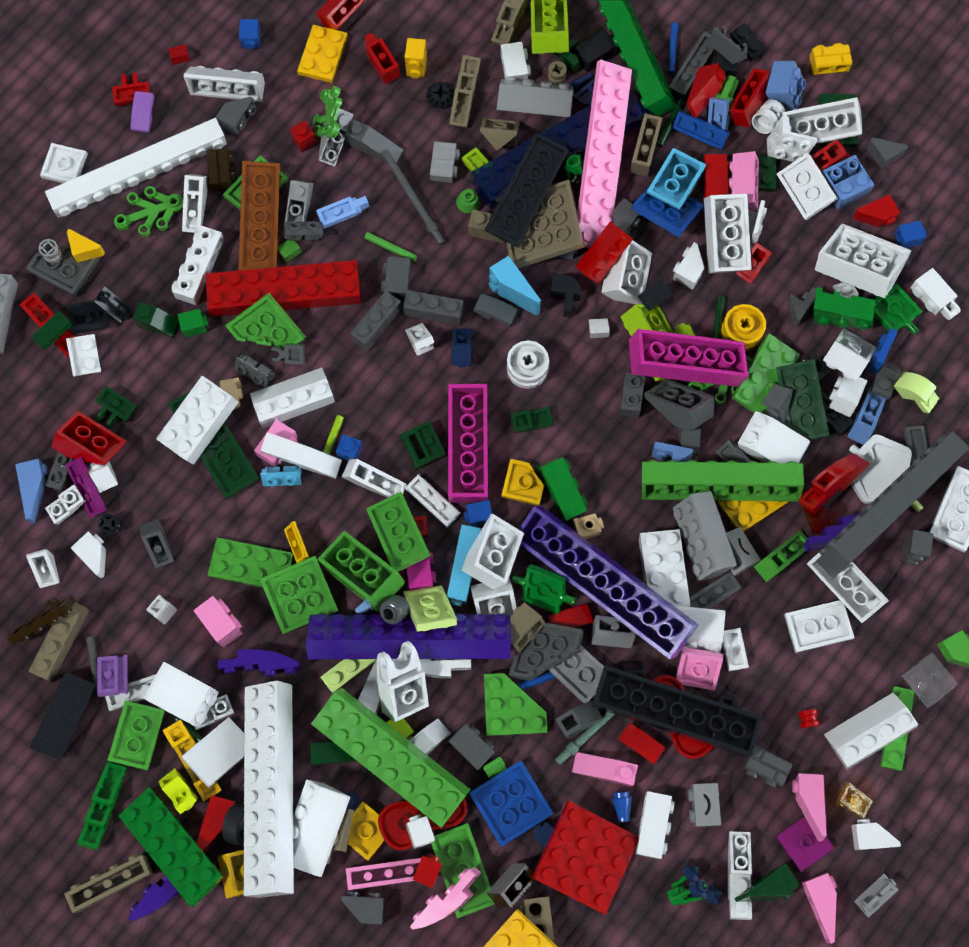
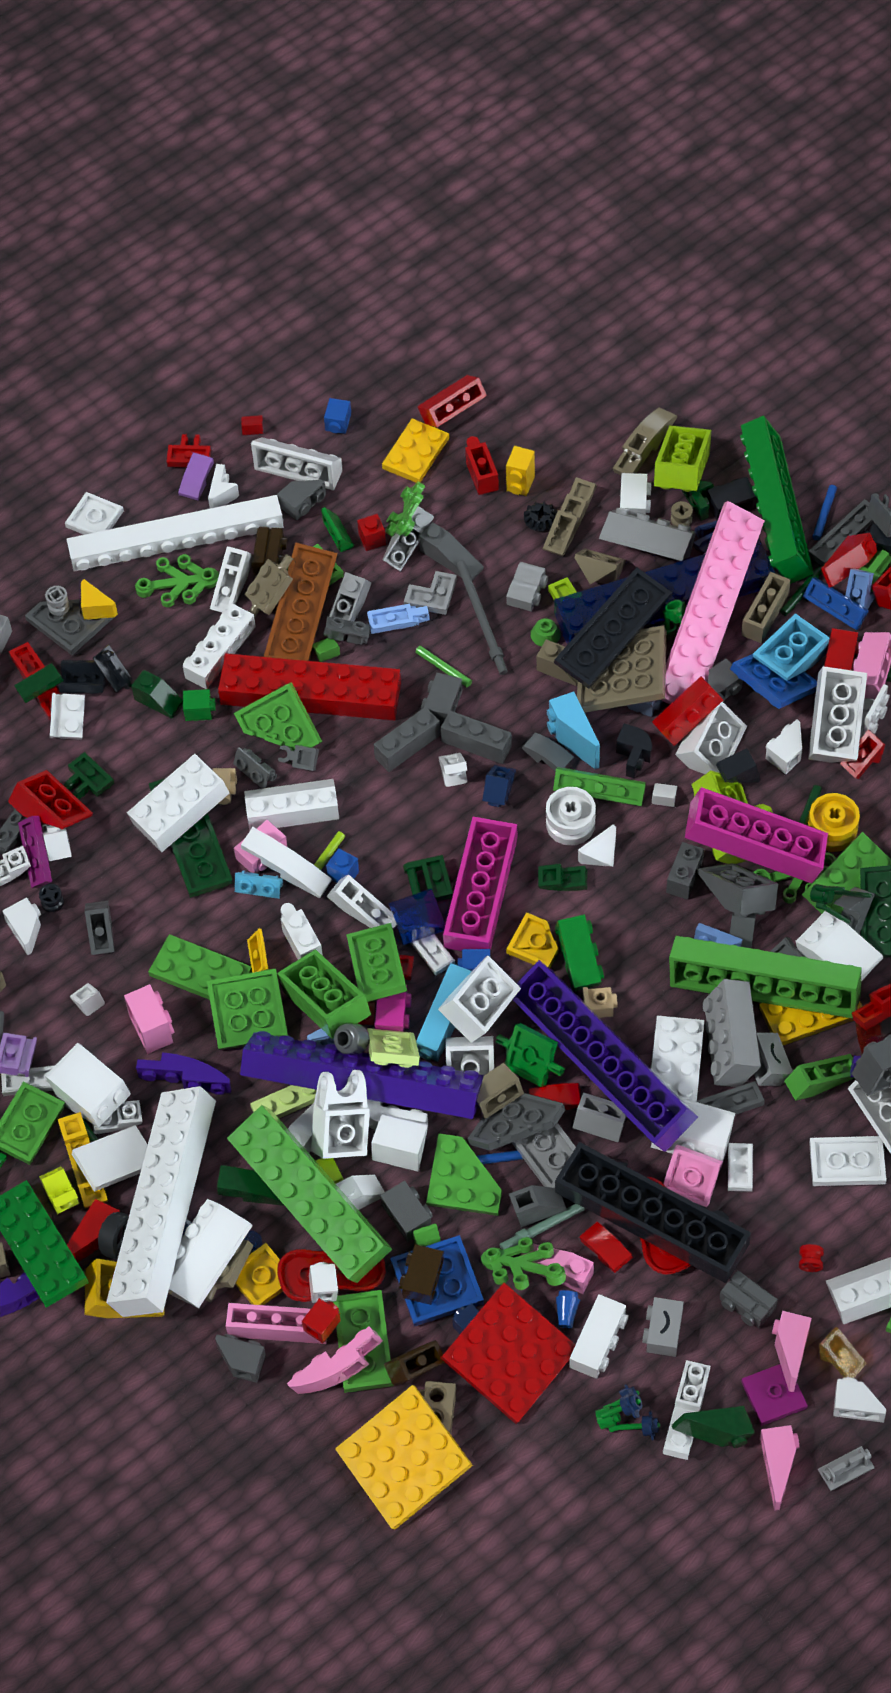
camera: 15 degrees right, 15 degrees down
(166, 121) = (221, 490): none -> white slope
(228, 203) = (269, 586): none -> dark tan plate
(273, 139) = (336, 530): none -> green slope
(326, 516) = (298, 931): none -> white brick
(370, 186) = (436, 597): none -> light grey plate
(421, 480) = (417, 916): none -> clear blue slope
(453, 688) = (399, 1142): none -> white slope
(499, 805) = (422, 1274): none -> dark brown brick
(545, 332) = (601, 786): none -> bright green plate
(559, 389) = (600, 849): none -> white slope
(578, 776) = (495, 1258): none -> bright green plant
(754, 398) = (825, 894): none -> dark green plant

